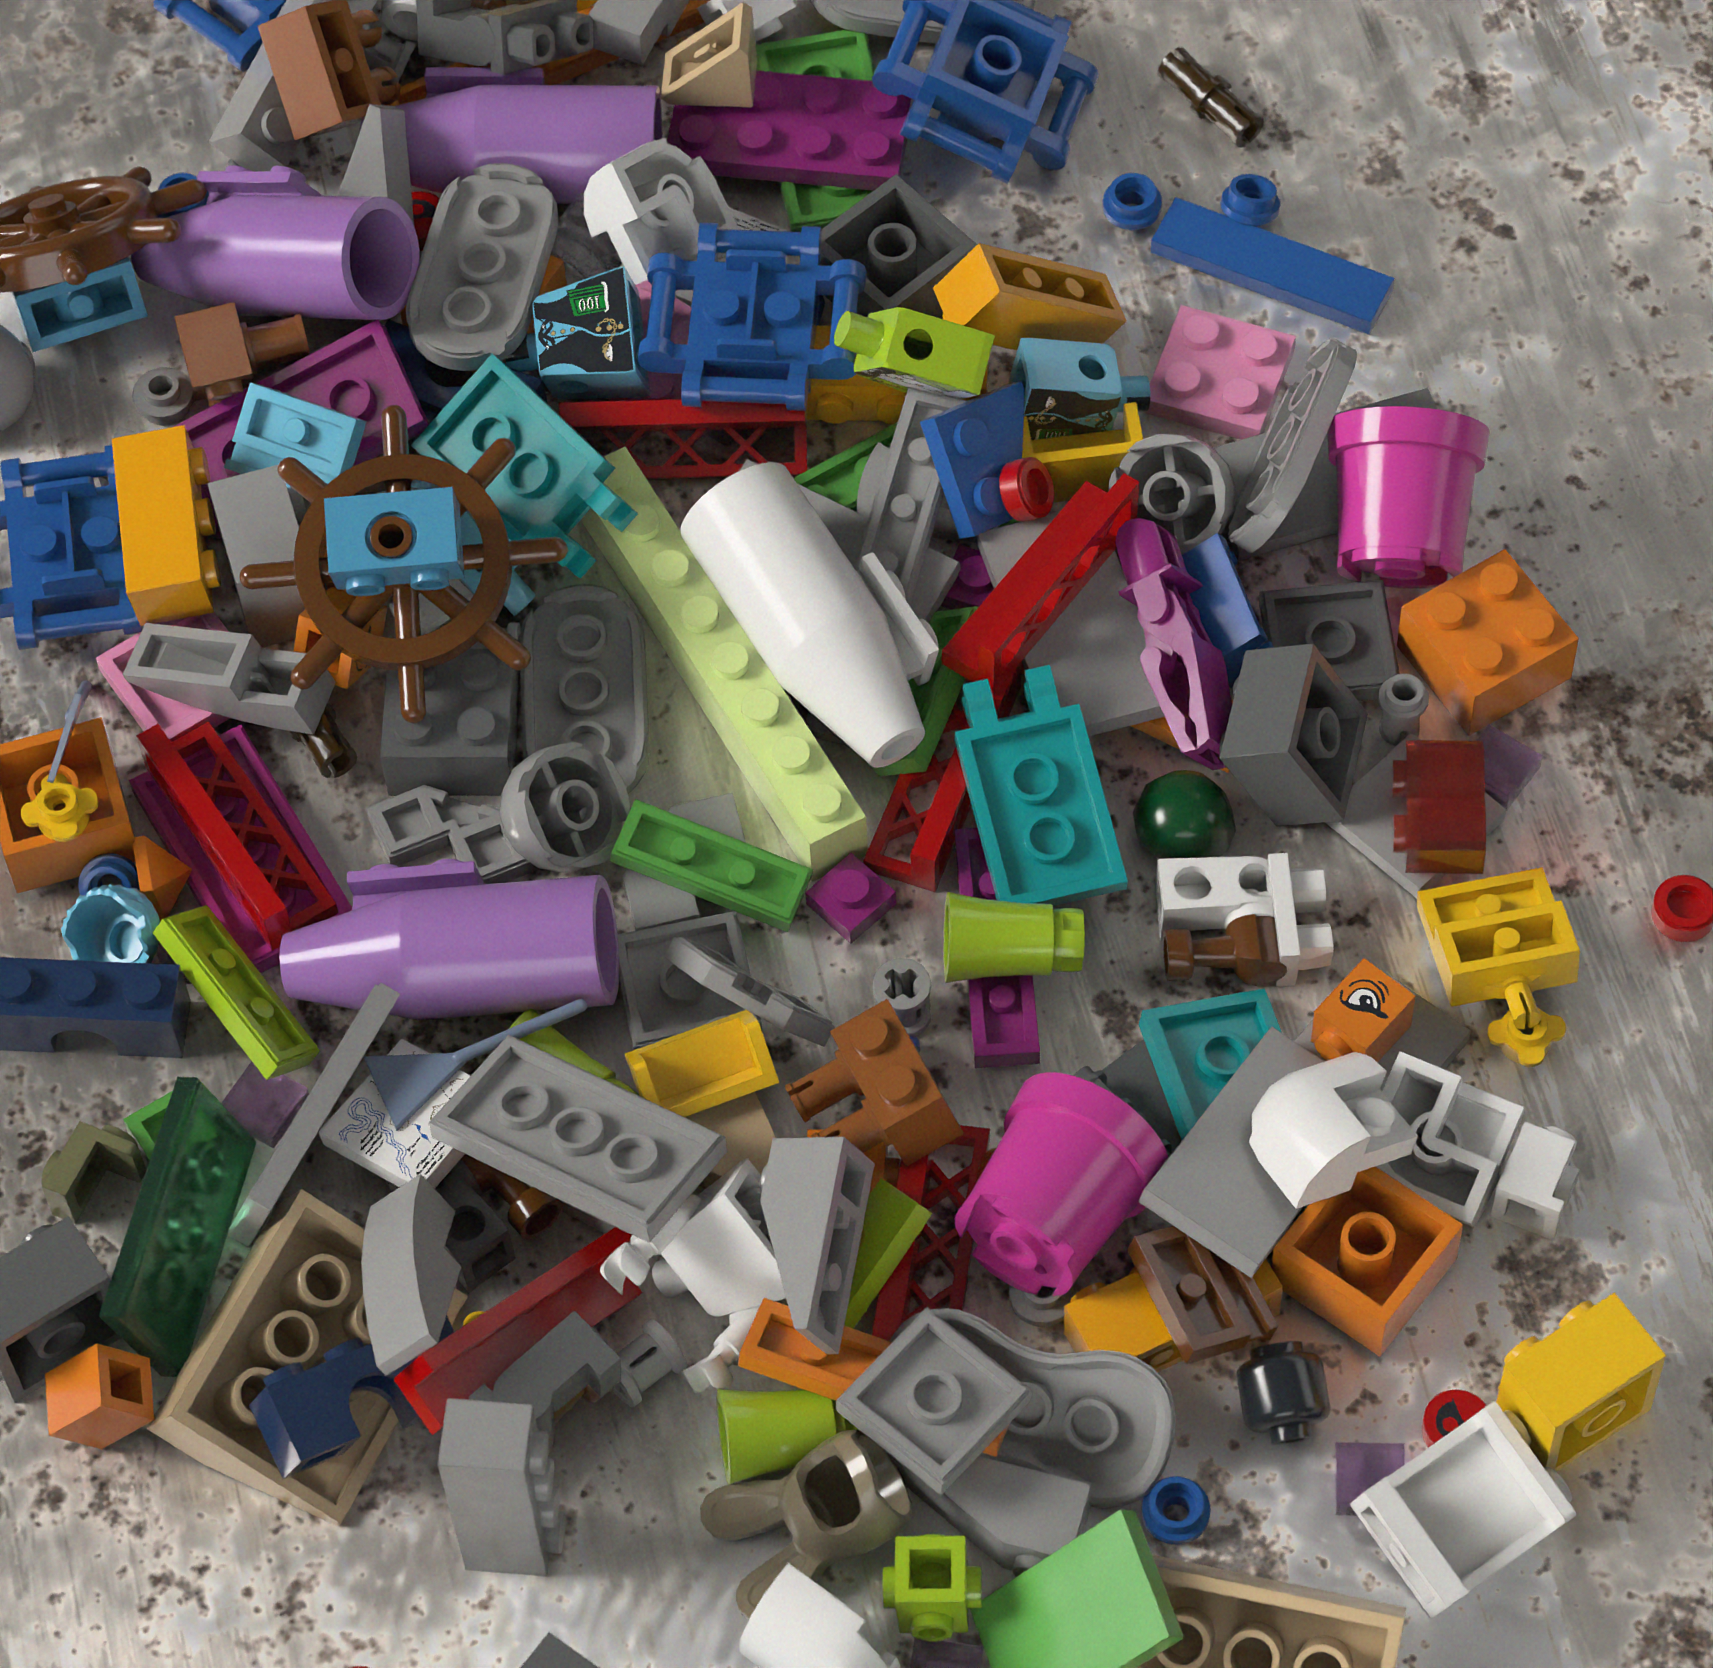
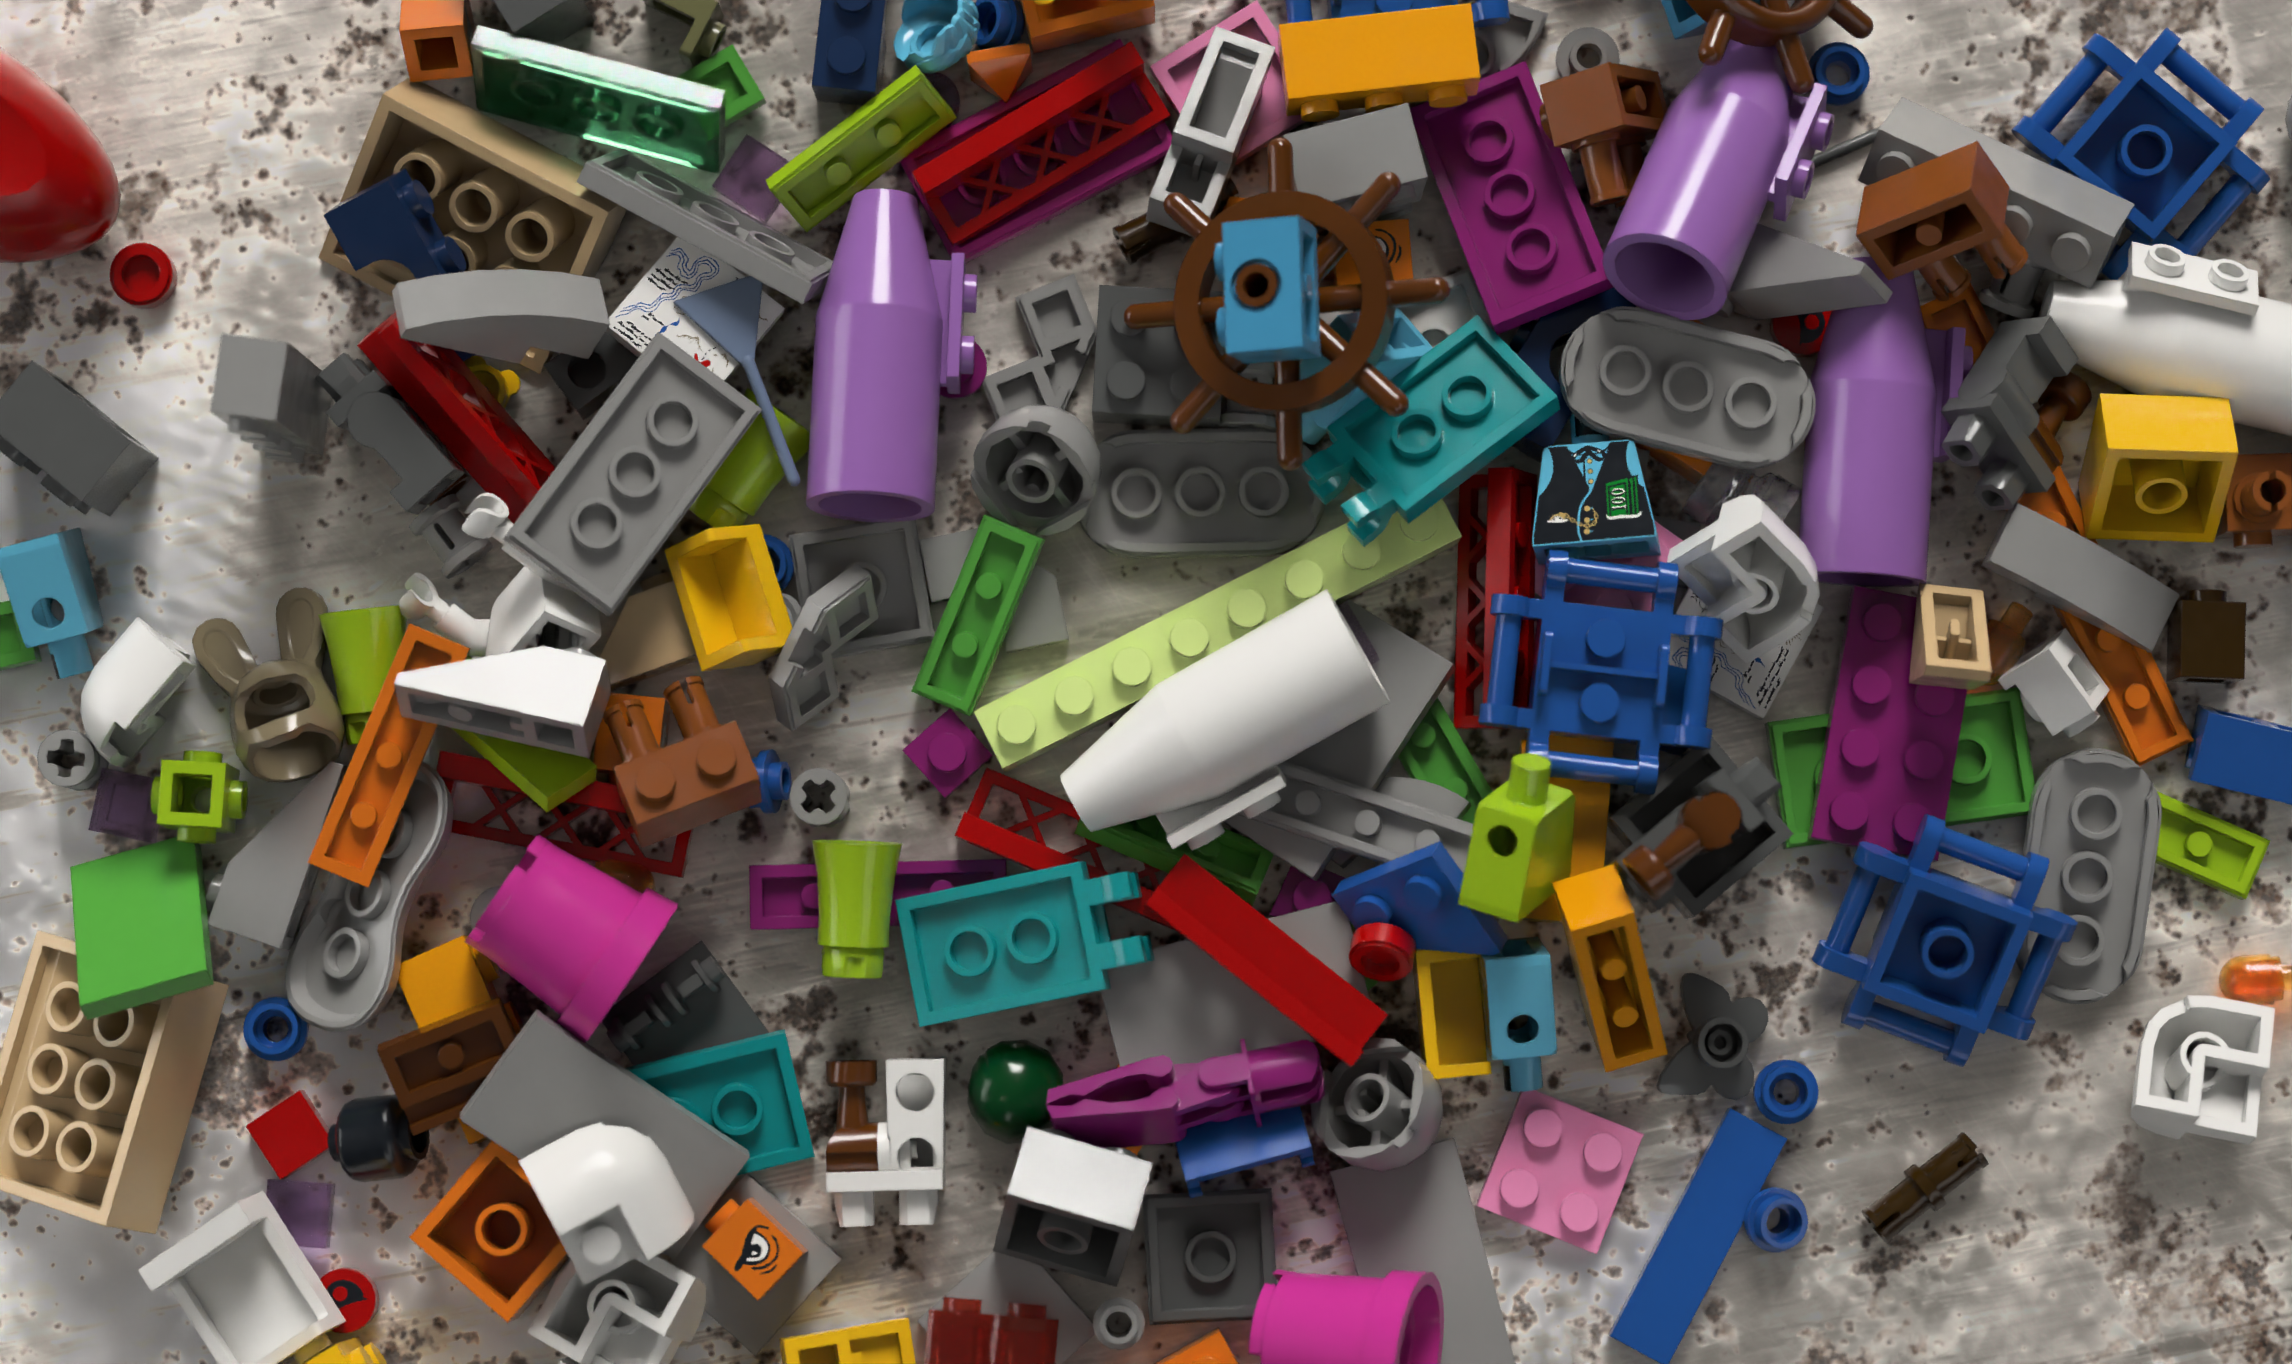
camera: 90 degrees right, 25 degrees up
(286, 426) = (1473, 193): medium azure plate -> none
(892, 219) = (1720, 810): none -> hips
(933, 1400) = (346, 803): light grey tile -> none
(1100, 249) = (1715, 1043): none -> dark grey animal
(1287, 1490) = (290, 1134): none -> red tile
(1291, 445) = (1419, 1234): light grey tile -> none

